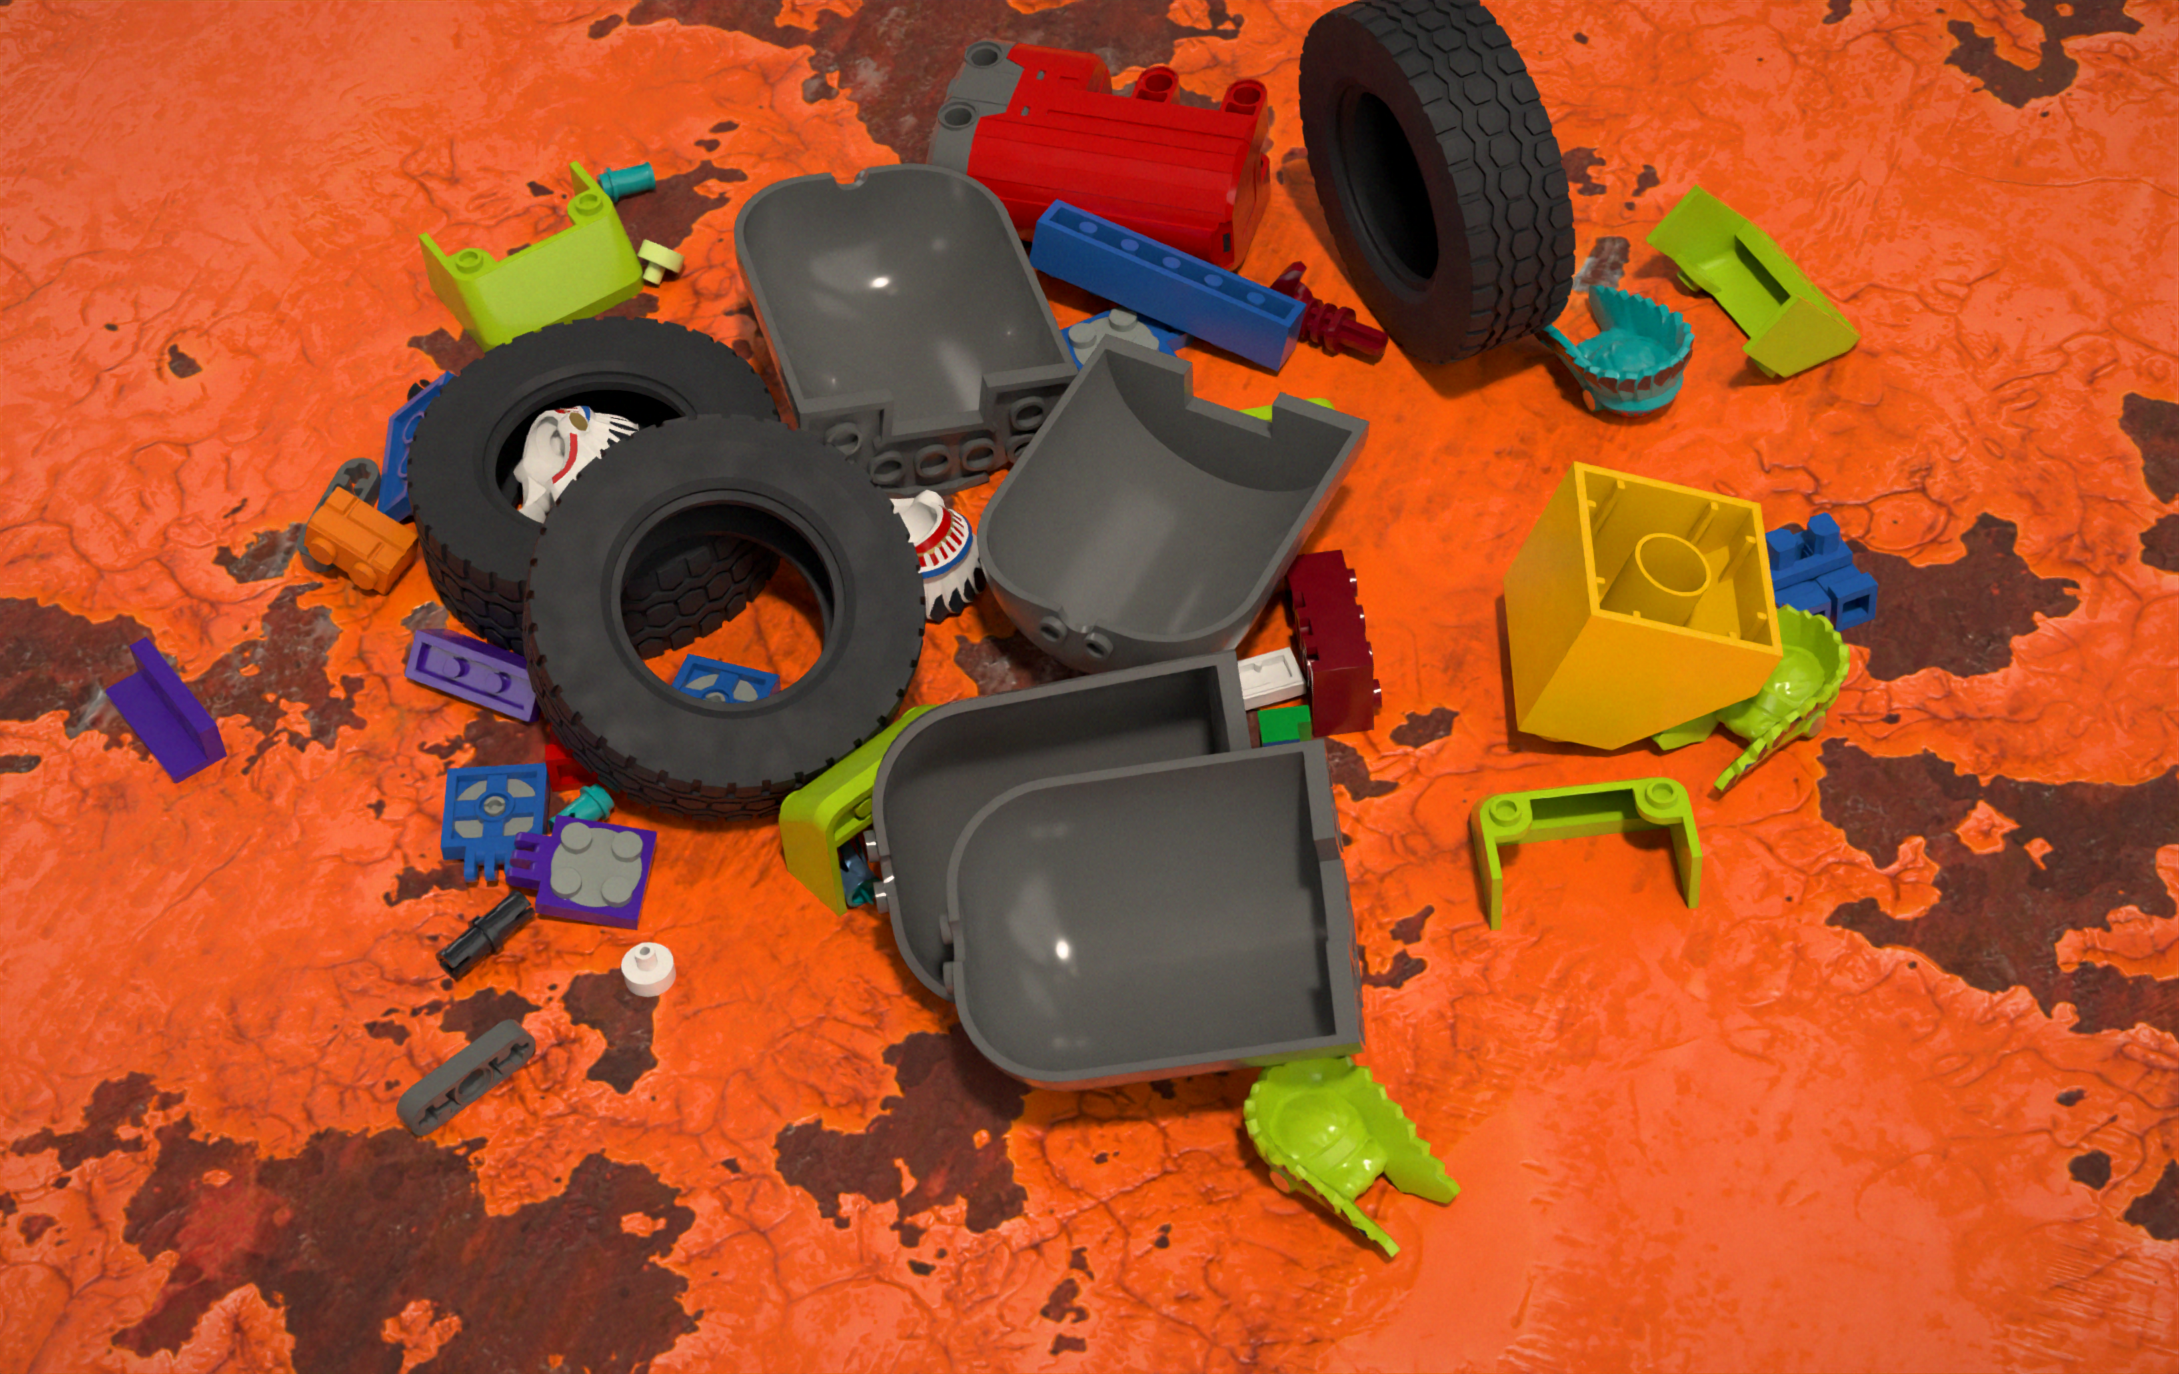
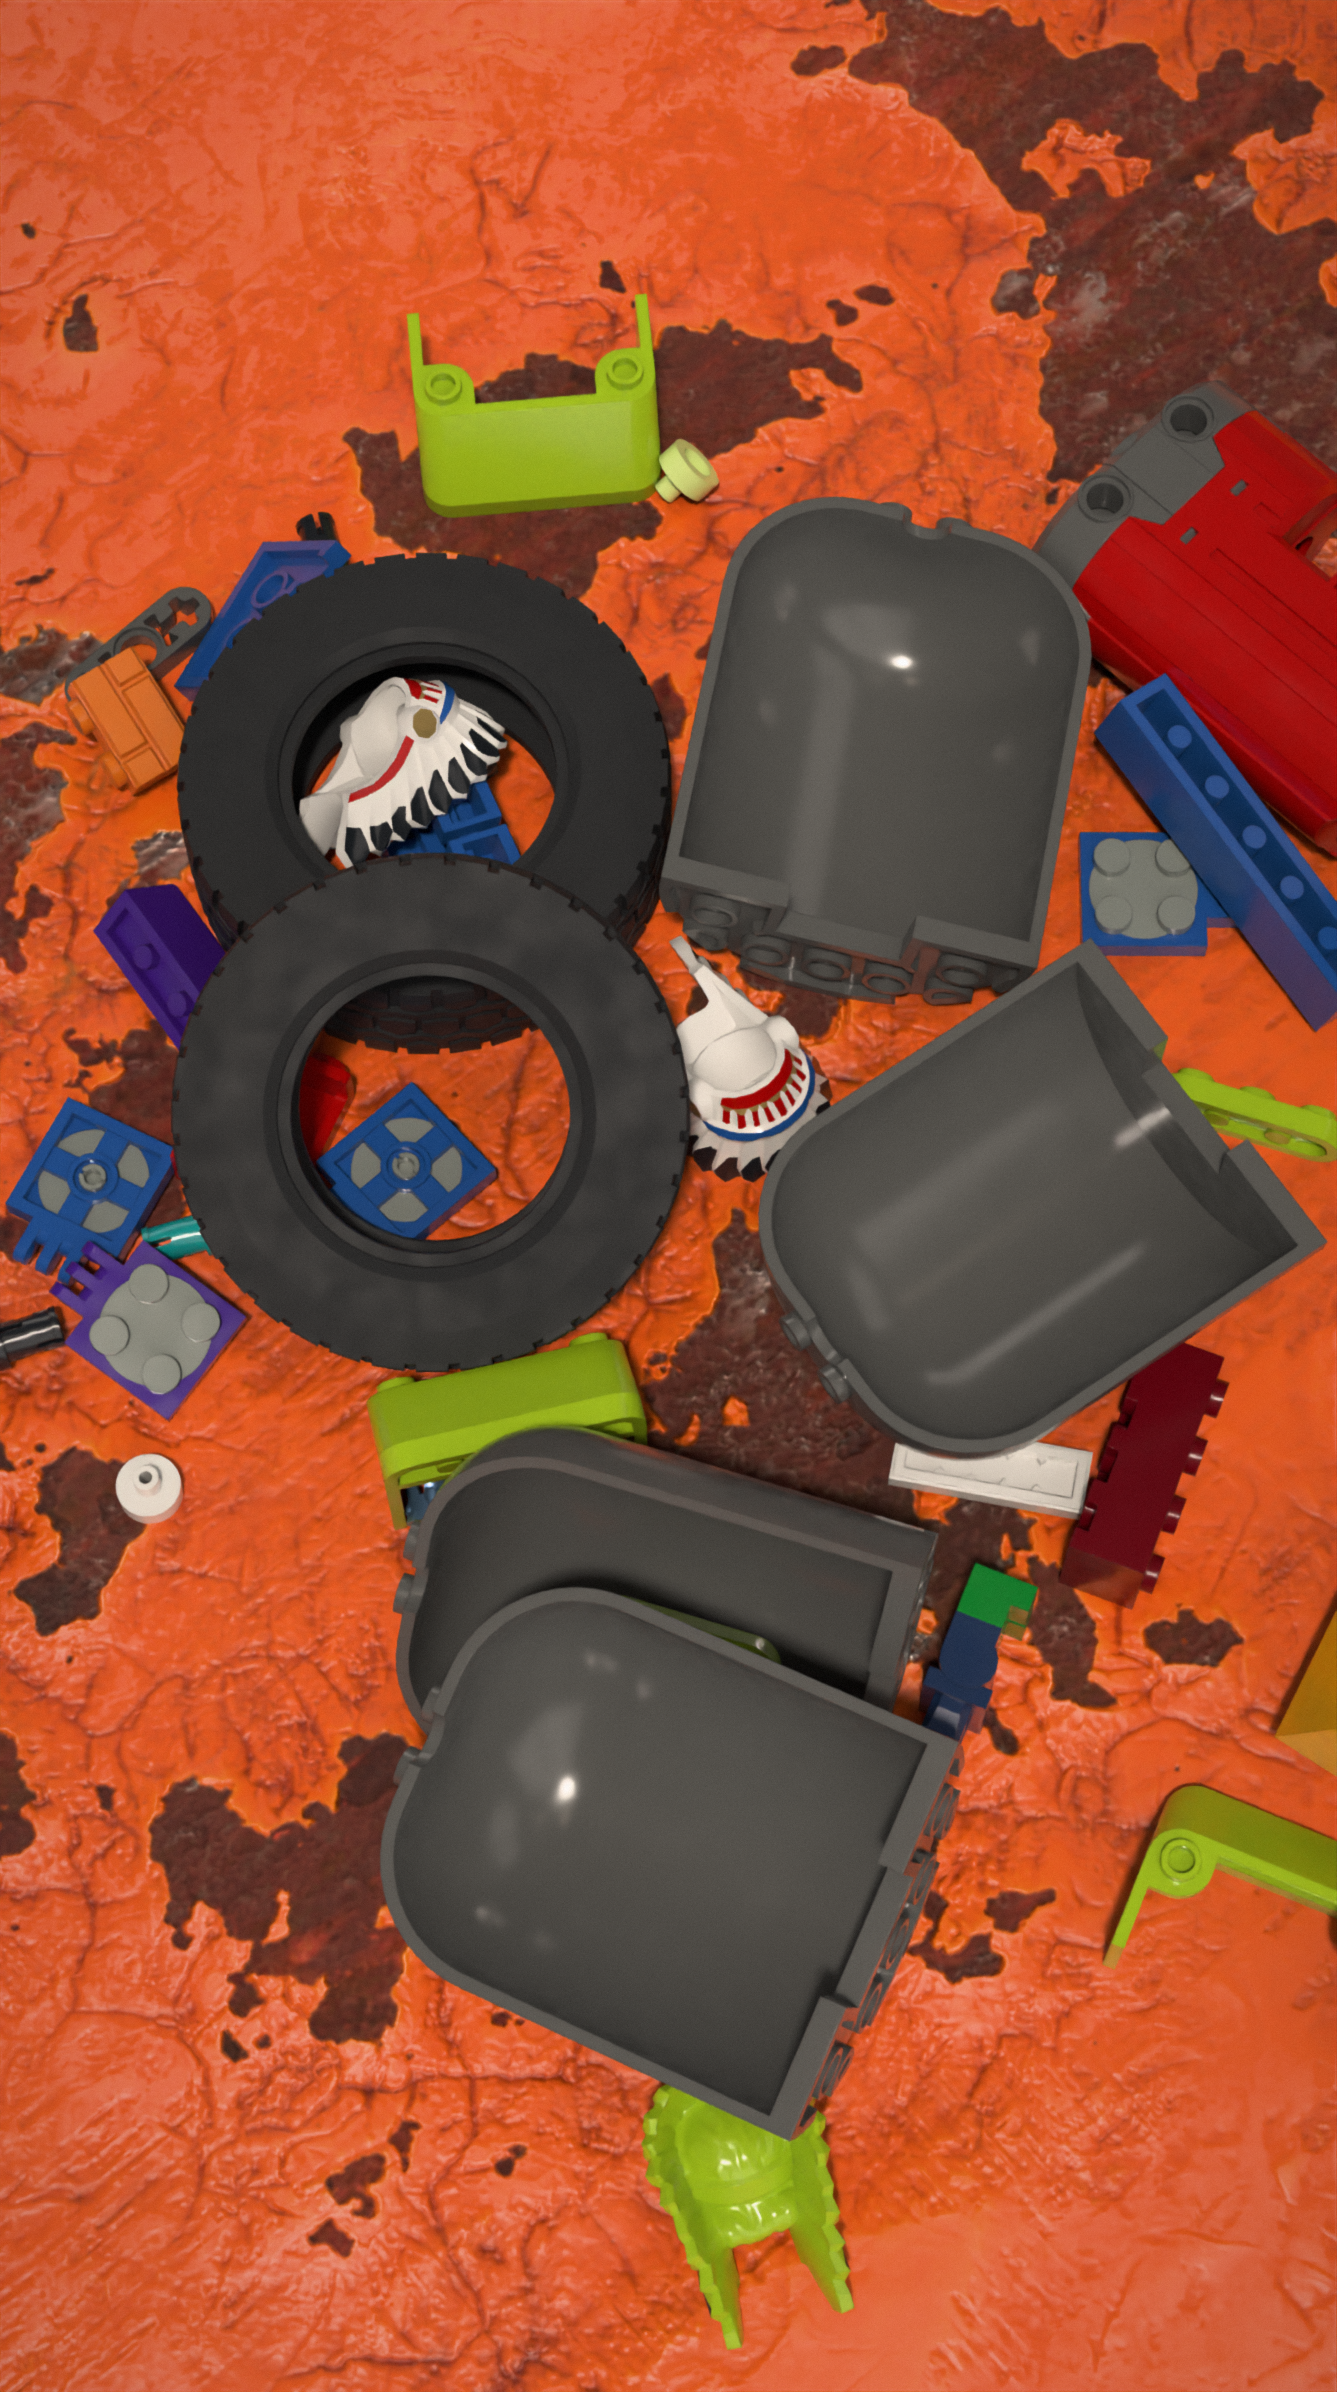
camera: 25 degrees right, 20 degrees up
(627, 180) = (710, 327): teal pin -> none

